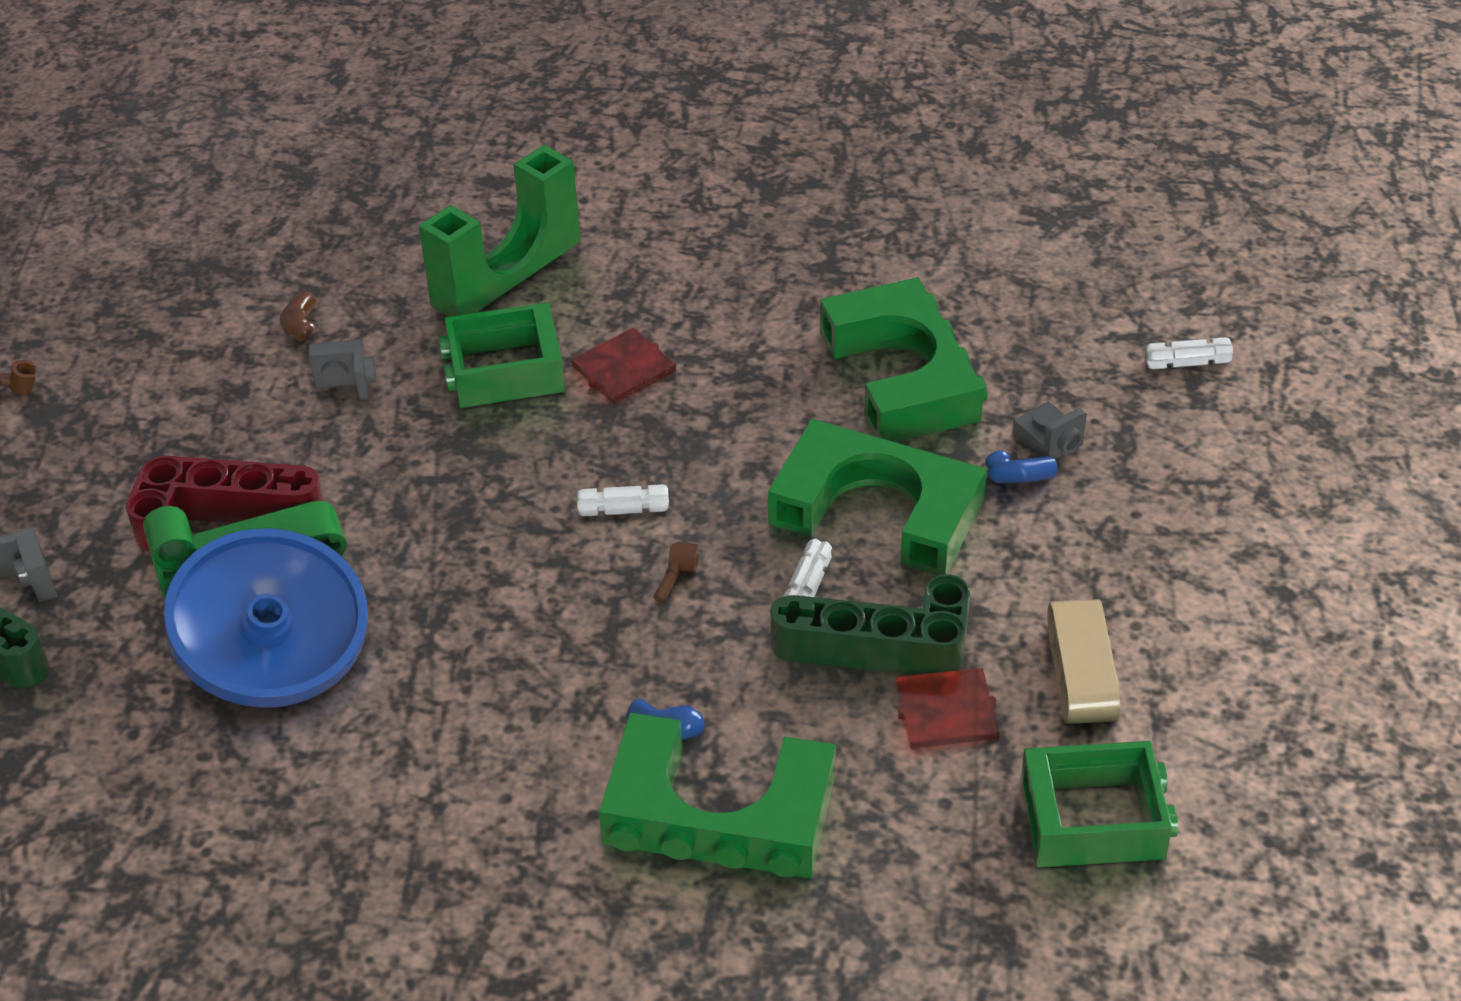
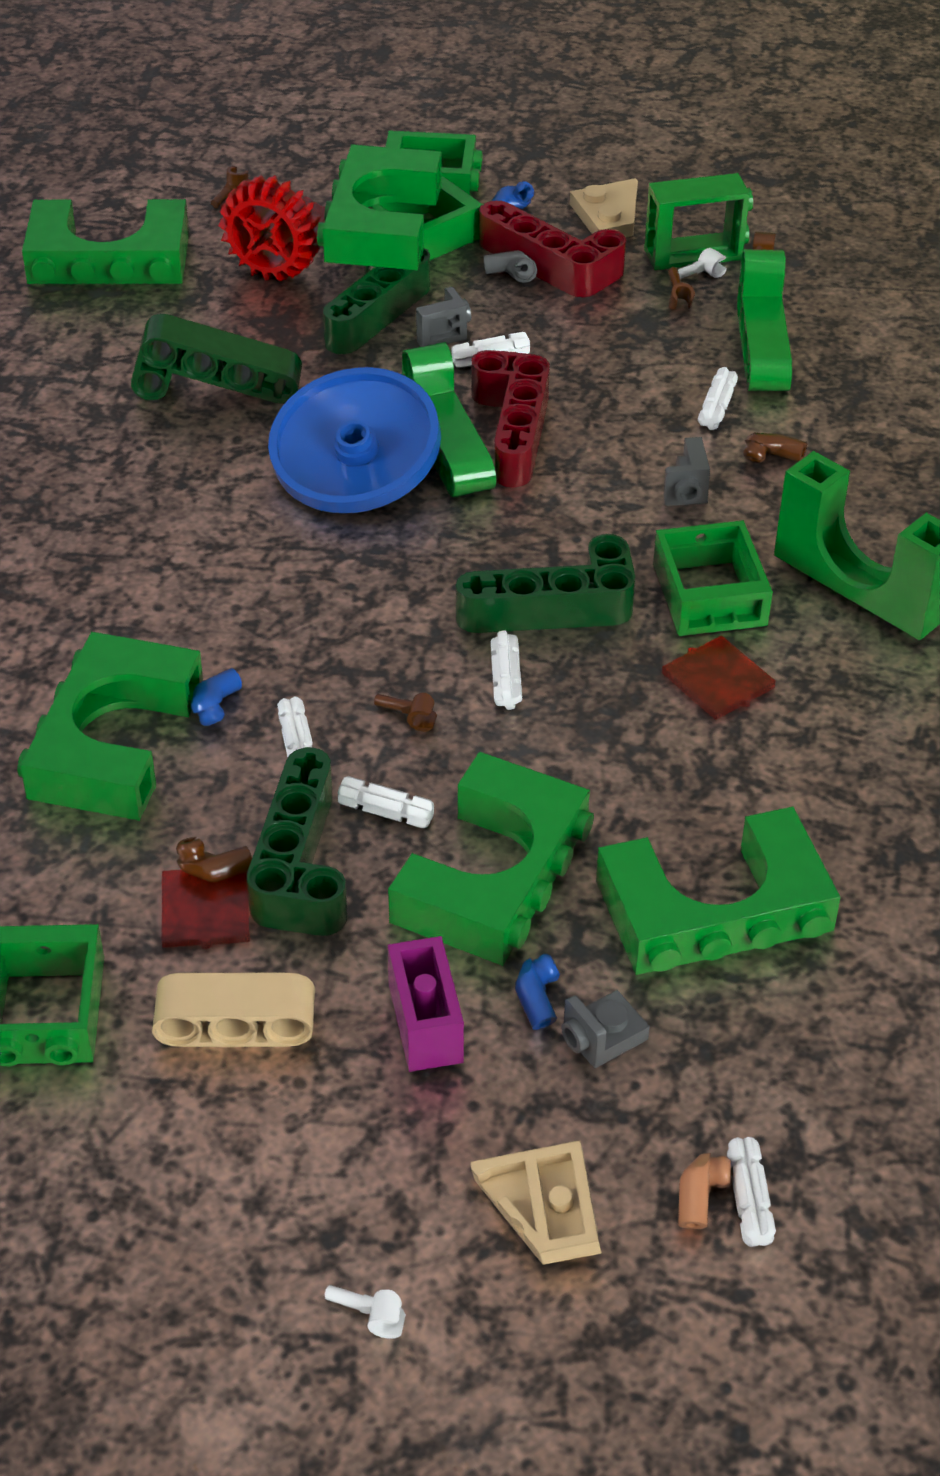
camera: 90 degrees right, 0 degrees up
(79, 771) = (213, 357): none -> dark green beam
(85, 529) = (463, 353): none -> white axle
(104, 313) = (763, 321): none -> green beam
(211, 352) = (717, 398): none -> white axle
(515, 427) = (551, 595): none -> dark green beam
(720, 651) = (294, 724): none -> white axle
(911, 694) = (209, 866): none -> reddish brown arm
(1066, 521) = (425, 1004): none -> magenta brick
(1182, 374) = (696, 1184): none -> nougat arm
(1229, 458) = (544, 1199): none -> tan wing
(1354, 547) = (384, 1308): none -> white hand

